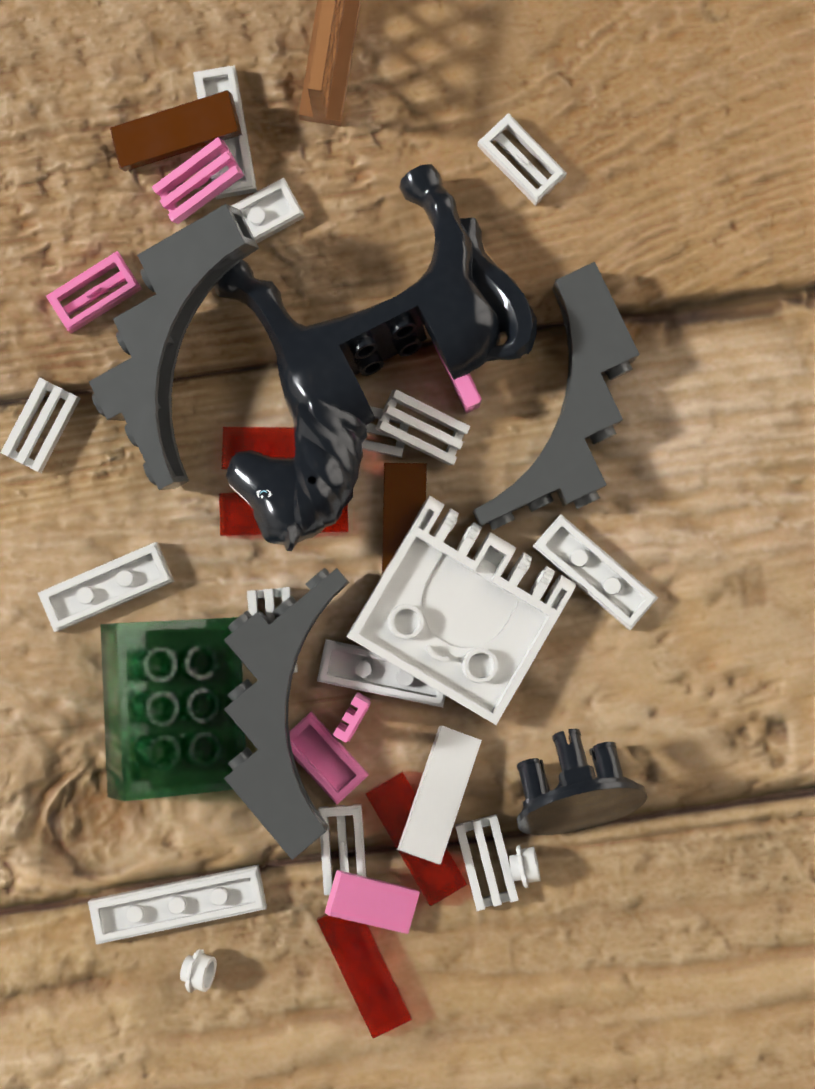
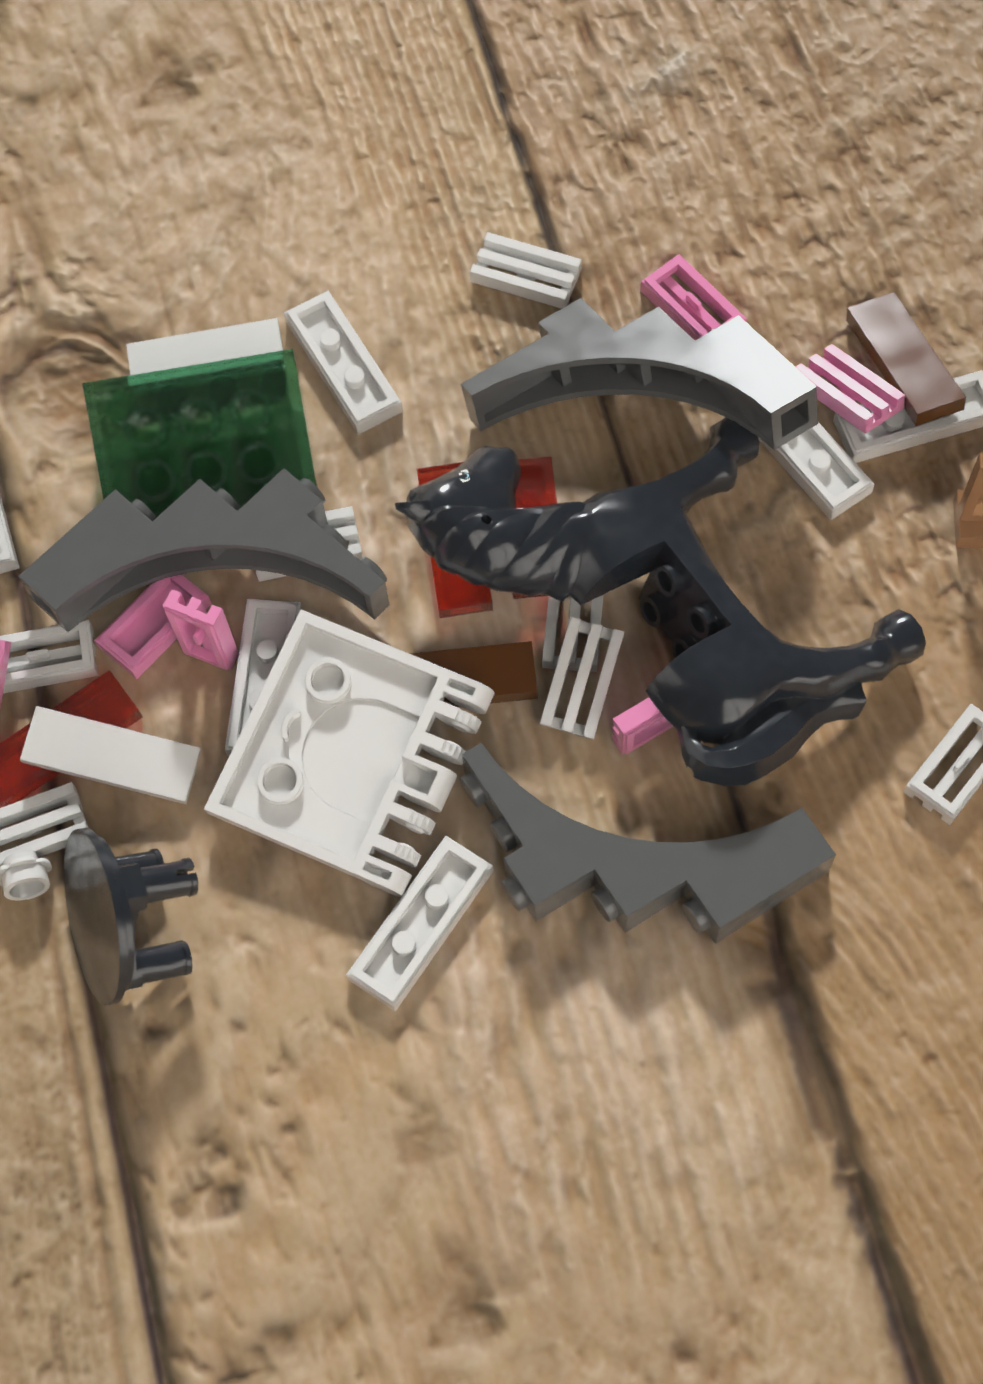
camera: 85 degrees right, 20 degrees down
(83, 700) = (204, 346): none -> white tile

